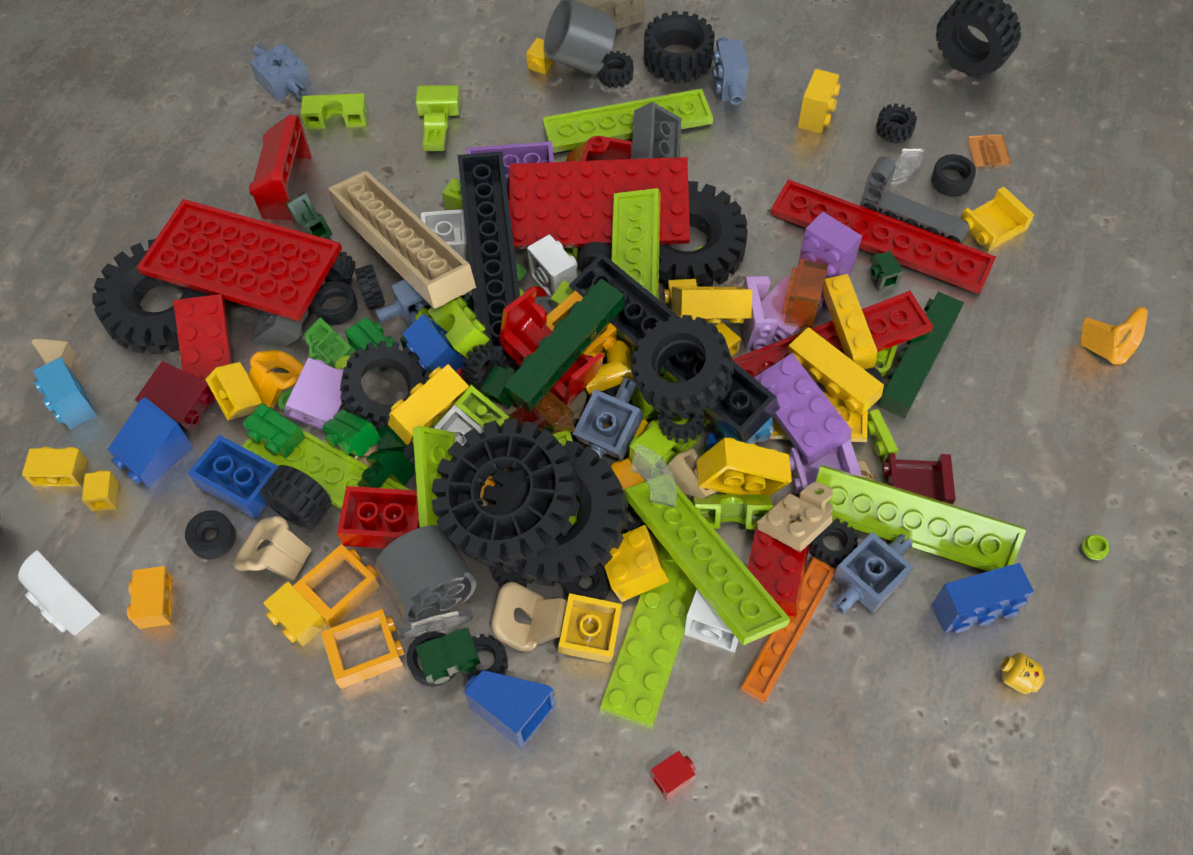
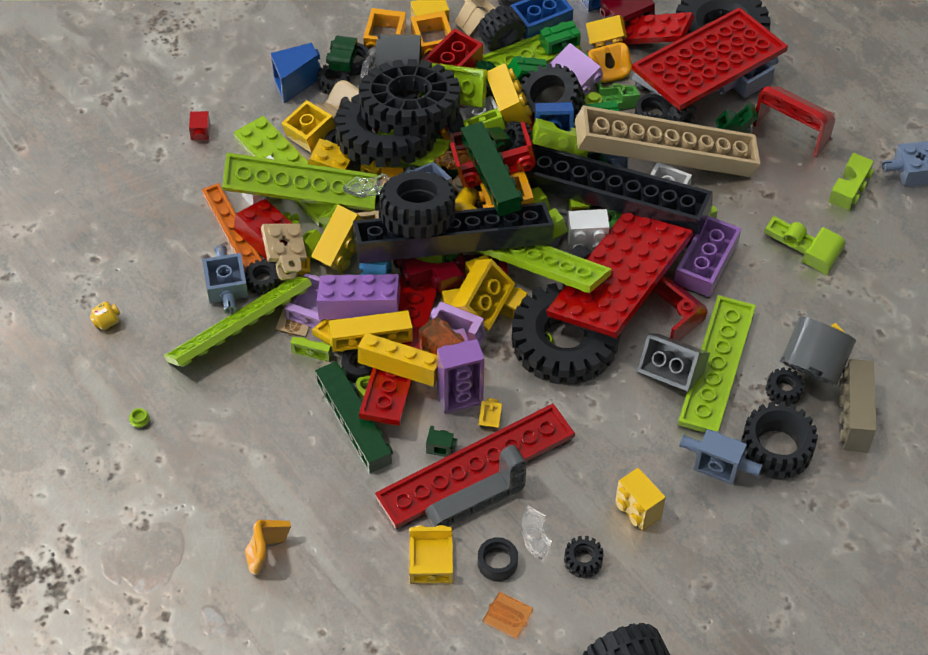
camera: 120 degrees right, 5 degrees down
(922, 477) = (263, 349): dark red panel -> none
(982, 598) = (160, 318): blue brick -> none

